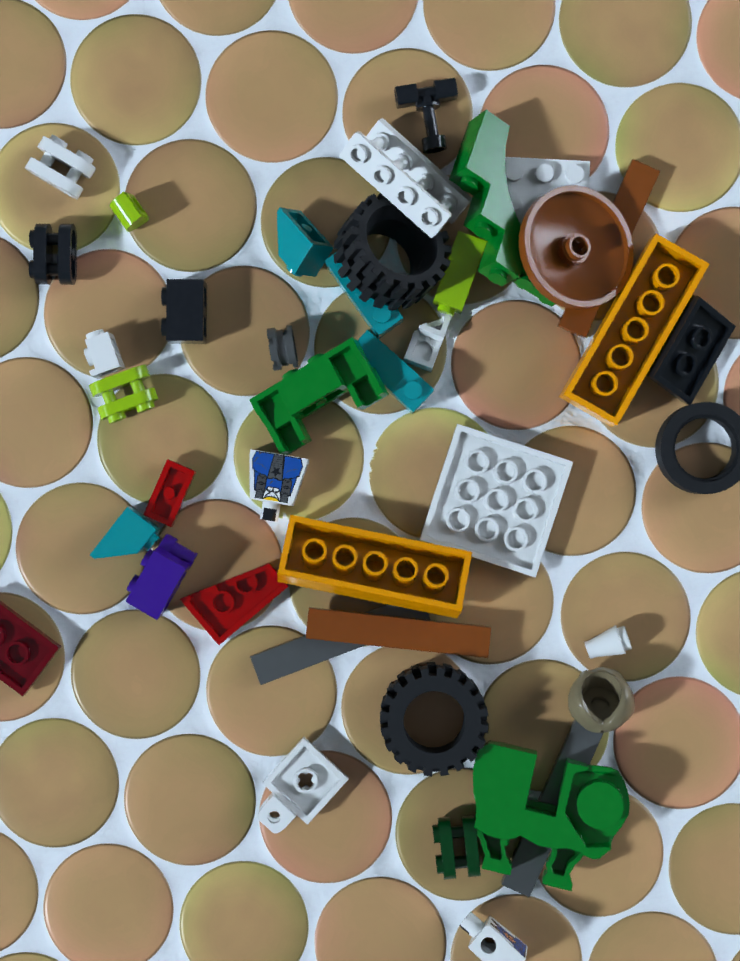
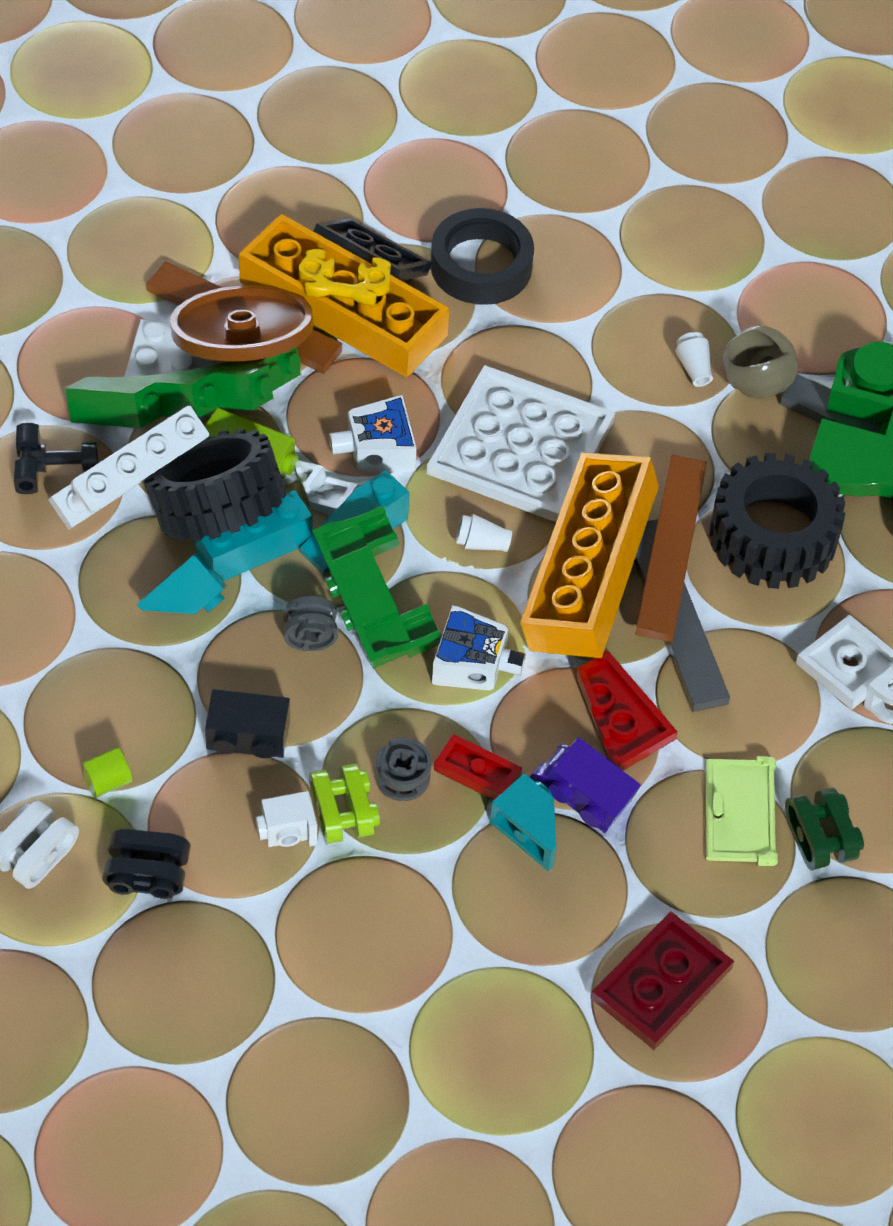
camera: 85 degrees left, 35 degrees down
(139, 776) = (833, 814): none -> dark green brick
(152, 698) = (746, 801): none -> yellowish green door
(162, 435) = (403, 767): none -> dark grey wheel
(395, 474) = (481, 534): none -> white cone
(484, 379) = (378, 437): none -> white torso
(638, 302) = (317, 274): none -> yellow helmet

